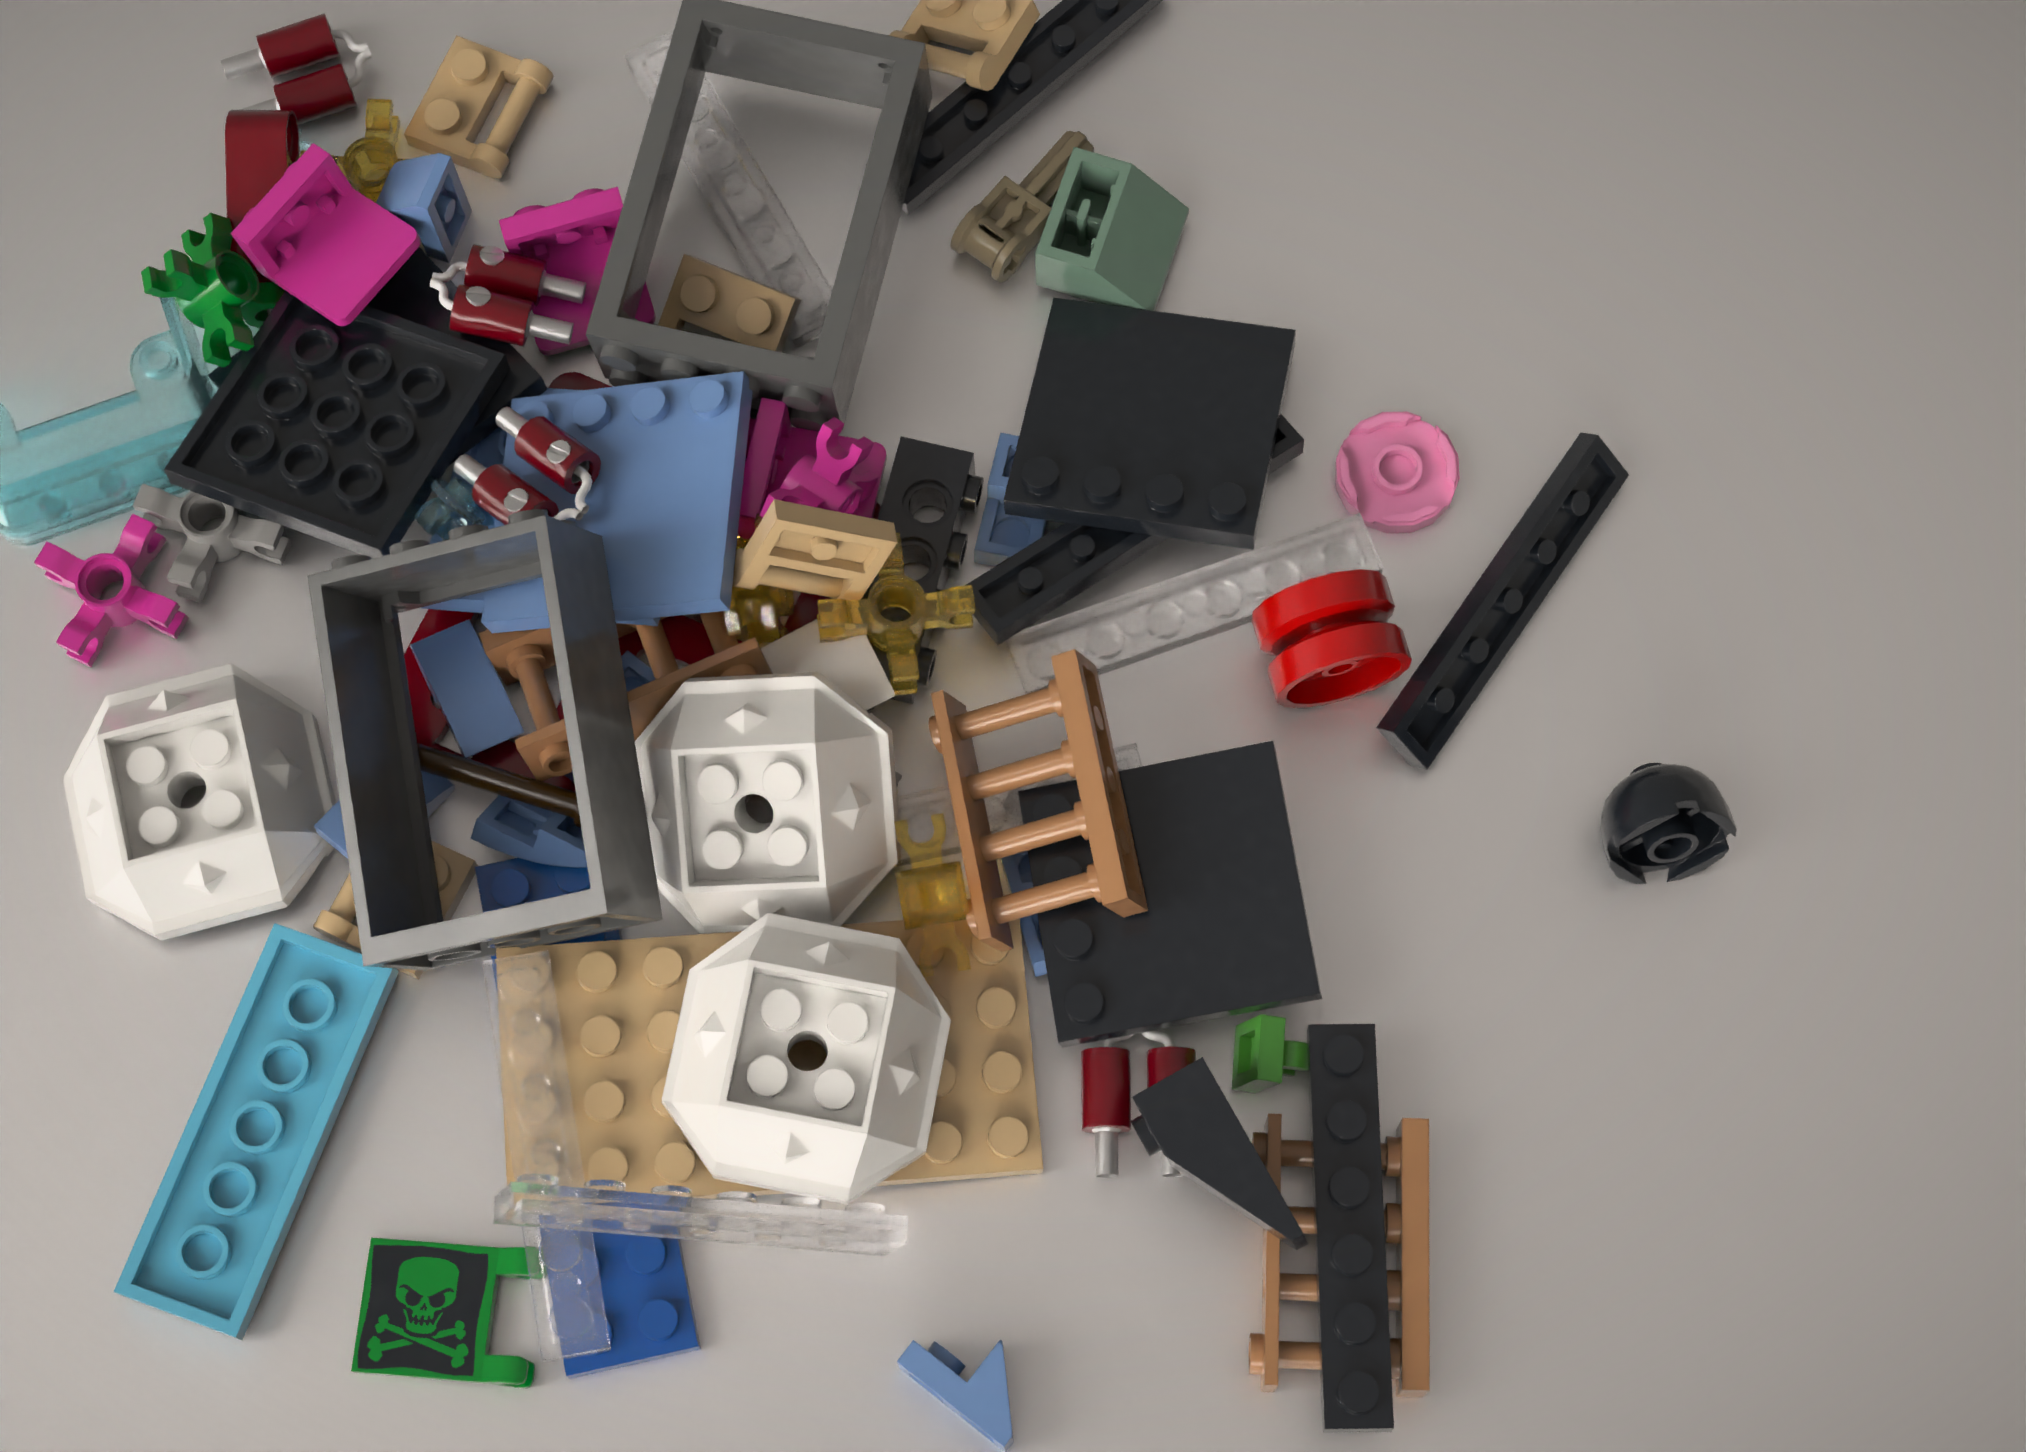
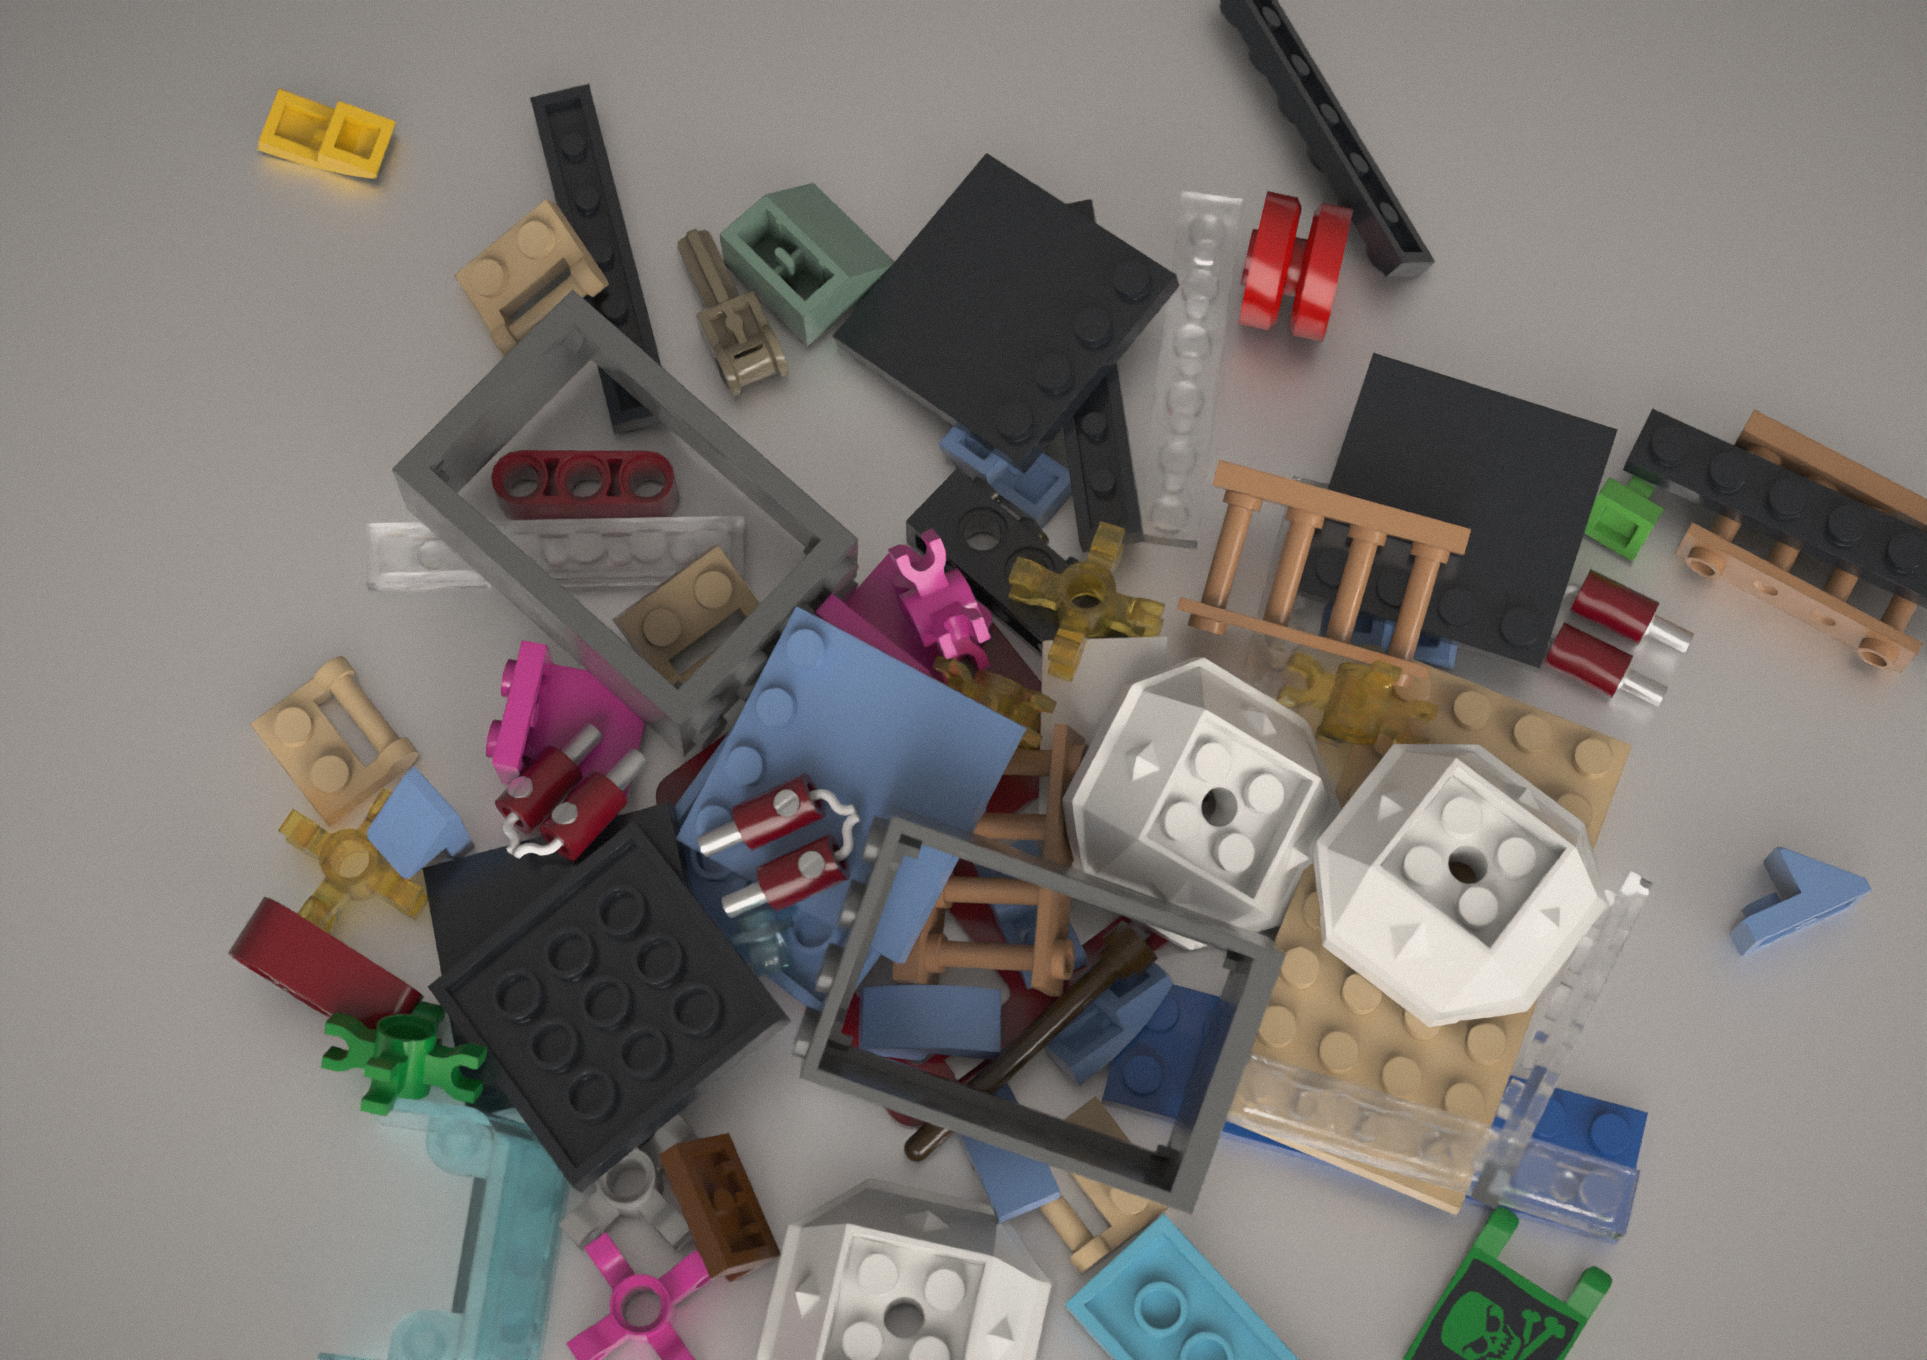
camera: 65 degrees left, 0 degrees up
(217, 599) = (720, 1206): none -> reddish brown bracket
(297, 48) = (169, 881): dark red piece -> none
(325, 238) = (423, 926): dark pink bracket -> none
(795, 150) = (562, 469): none -> dark red beam
(814, 551) = (1011, 627): tan plate -> none
(1206, 1143) = (1691, 587): black slope -> none
(1397, 472) = (1152, 148): bright pink tile -> none
(1664, 821) = (1584, 99): black cylinder -> none

